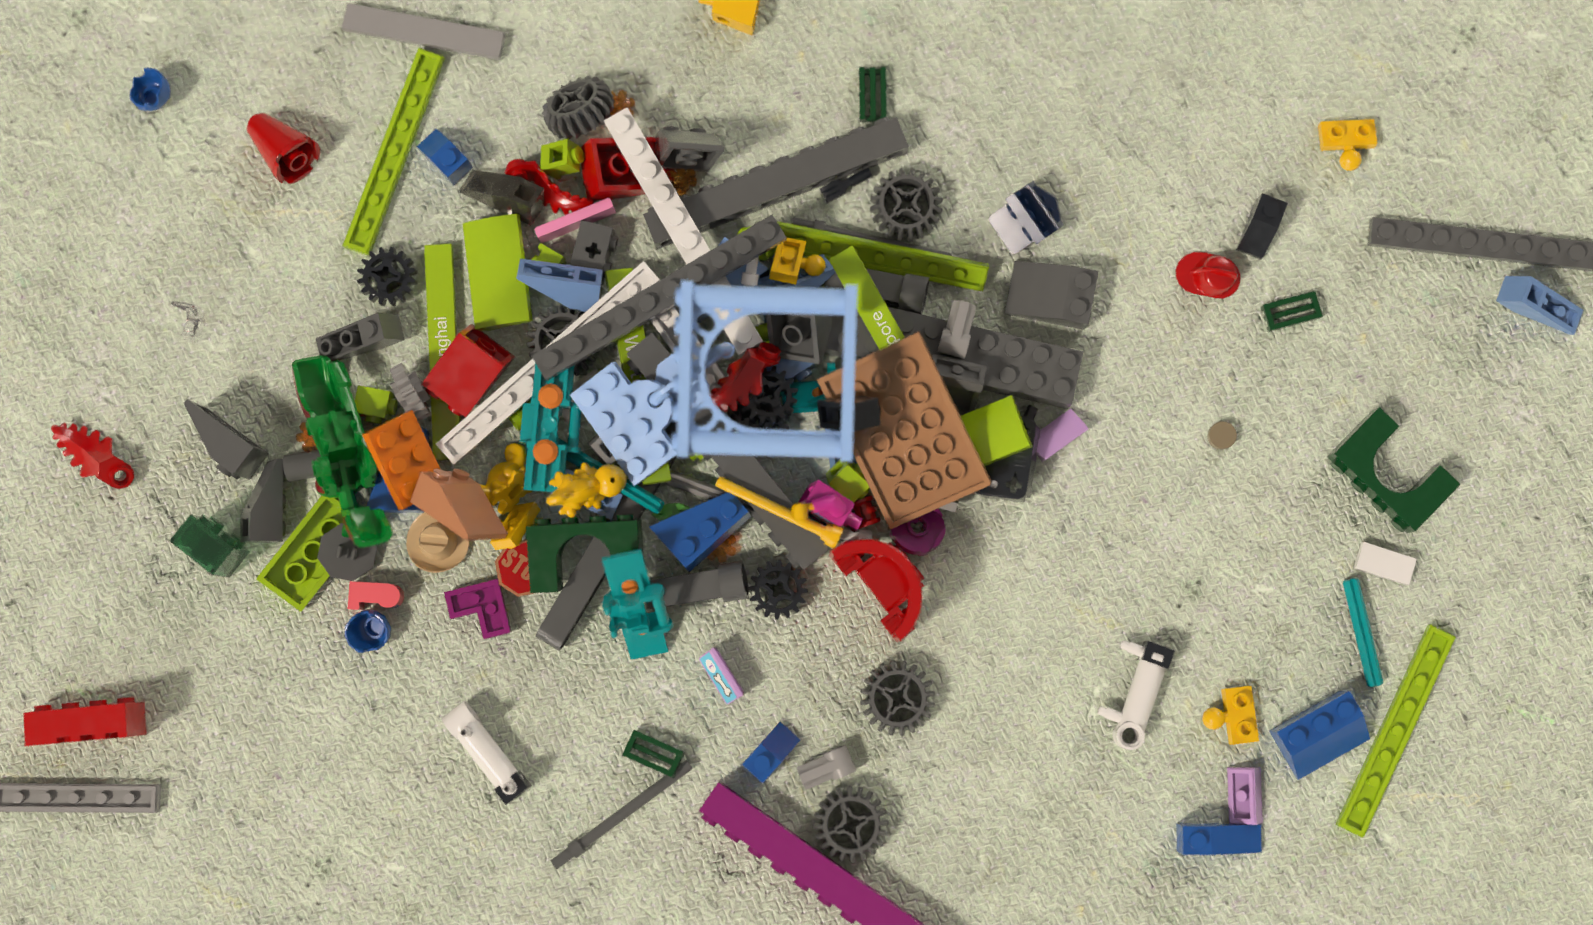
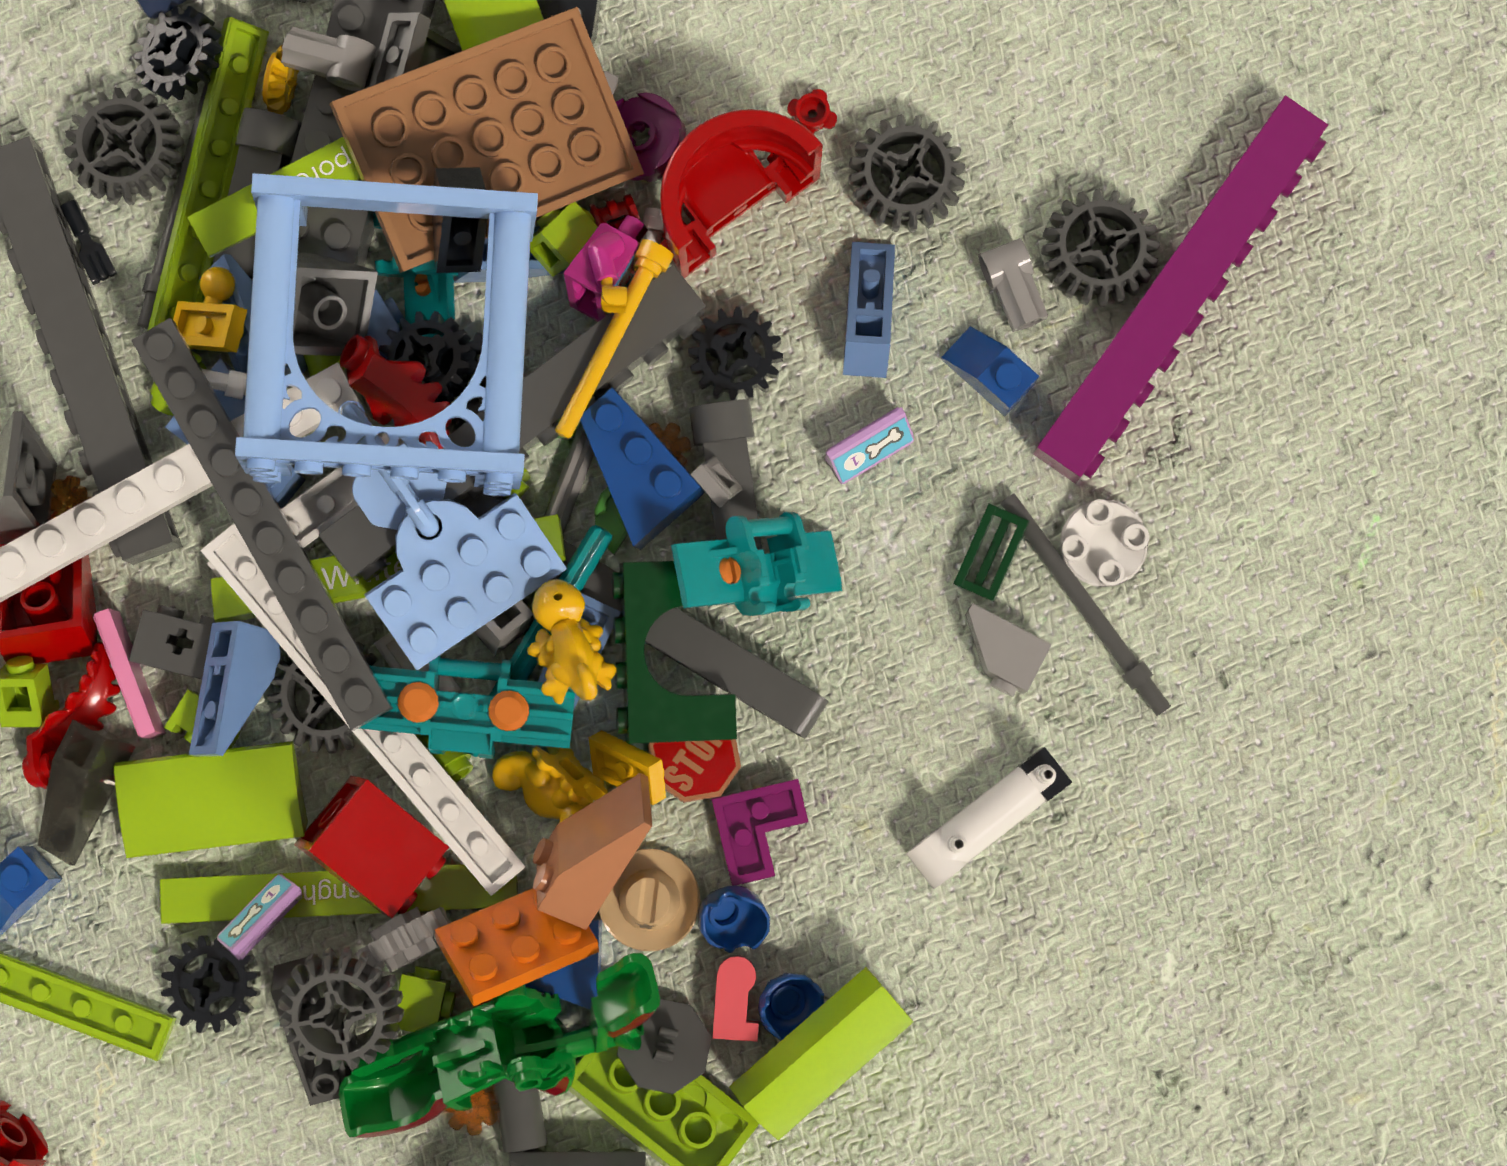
camera: 90 degrees left, 0 degrees up
(339, 648) = (820, 1054): none -> lime slope
(372, 361) = (308, 1020): none -> dark grey gear
(423, 593) = (733, 918): none -> blue hair
(426, 303) = (260, 916): none -> slope
(590, 763) = (1005, 651): none -> light grey slope
(660, 826) = (1104, 542): none -> white dish
(691, 578) = (716, 481): none -> light grey tile
(809, 674) = (869, 310): none -> medium blue slope
(943, 298) = (278, 84): none -> yellow gear
(944, 640) = (817, 102): none -> red plate
(965, 235) = (178, 53): none -> black gear

